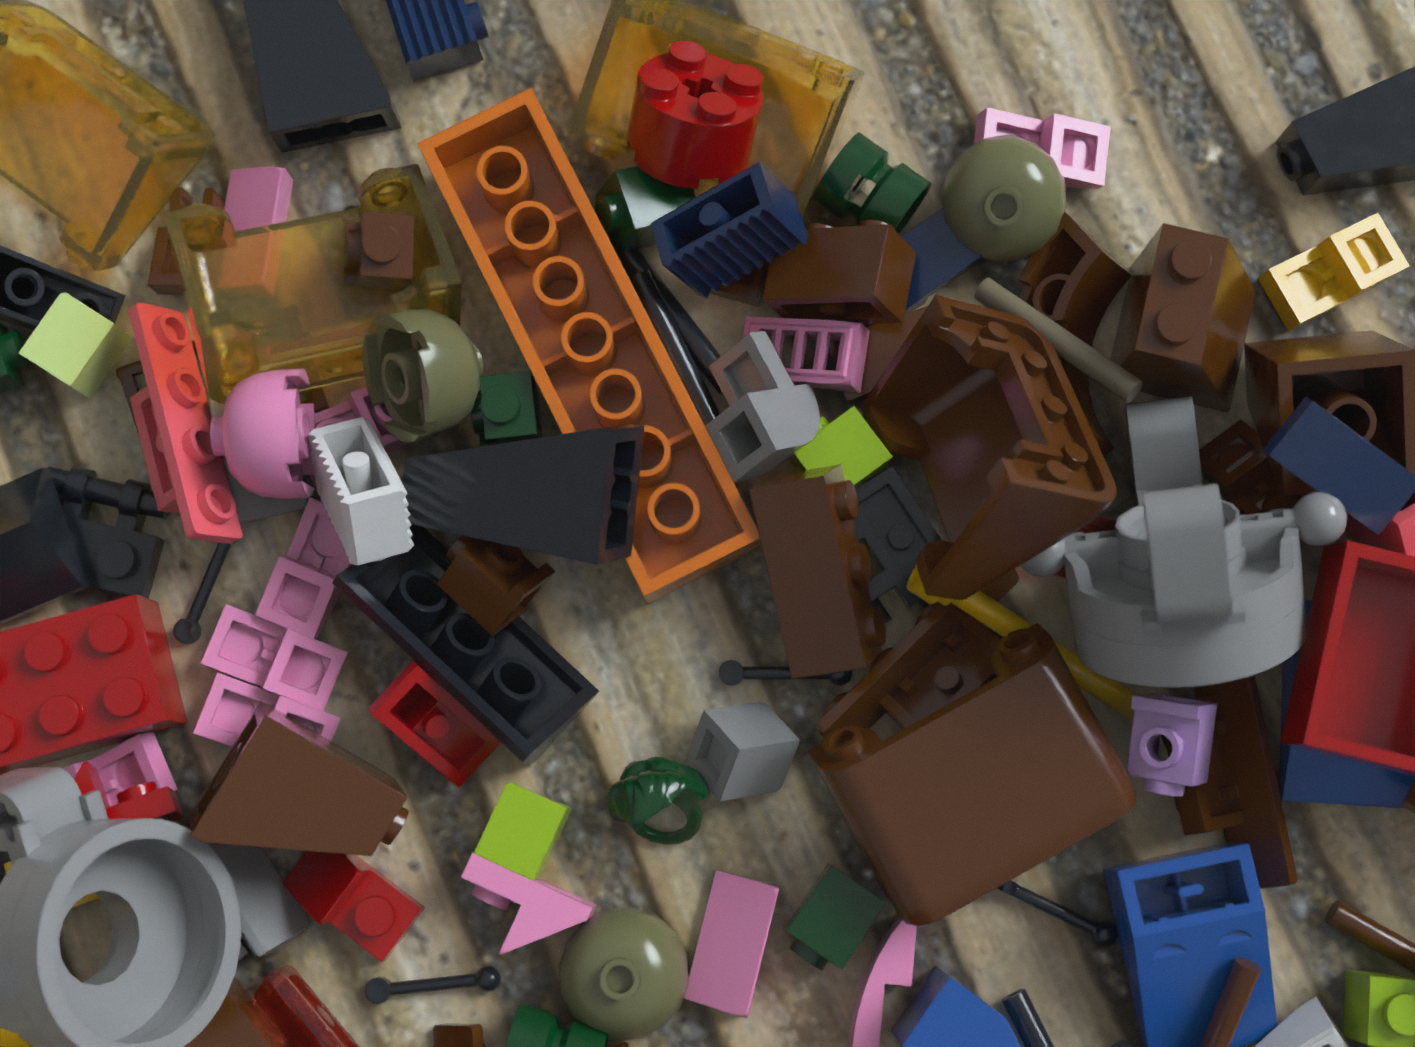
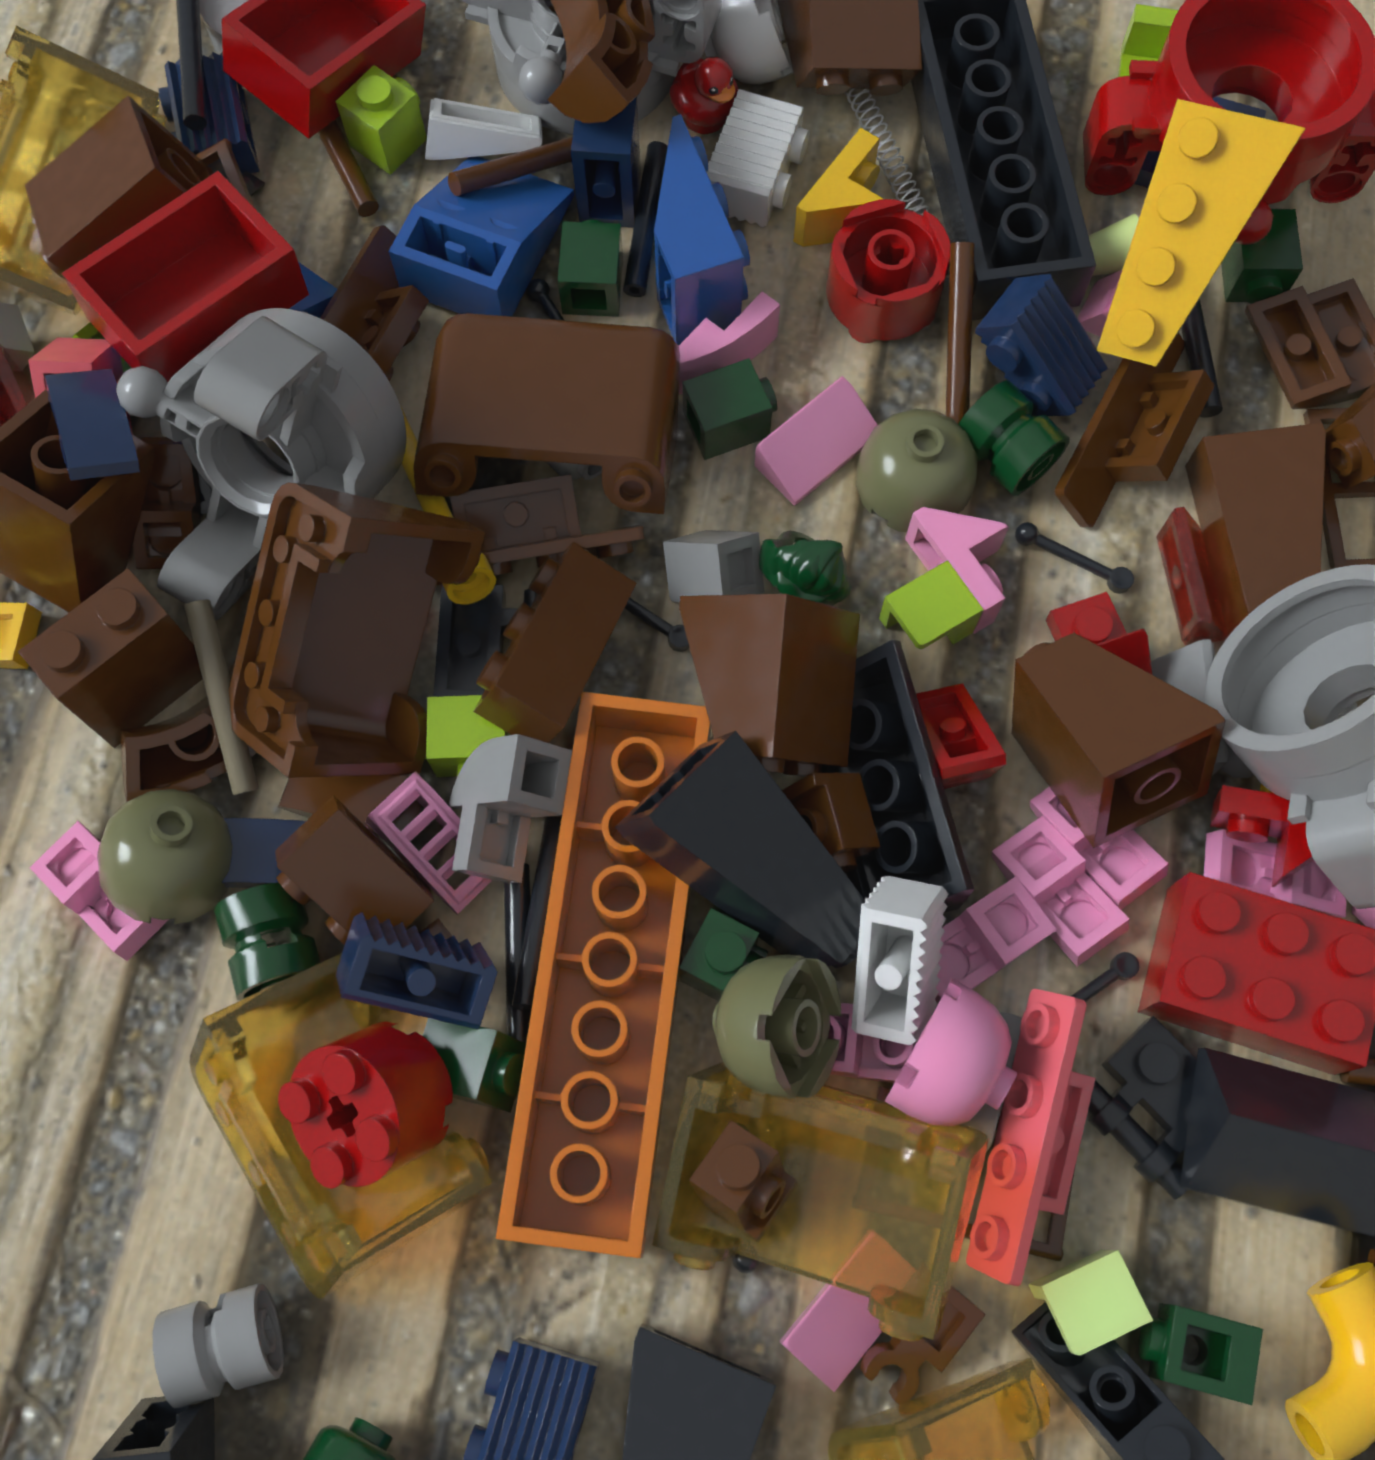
camera: 150 degrees left, 10 degrees down
(613, 663) = (776, 675): none -> reddish brown slope
(1067, 984) = (590, 268): none -> dark green brick
(1189, 728) = (406, 328): lavender brick -> none

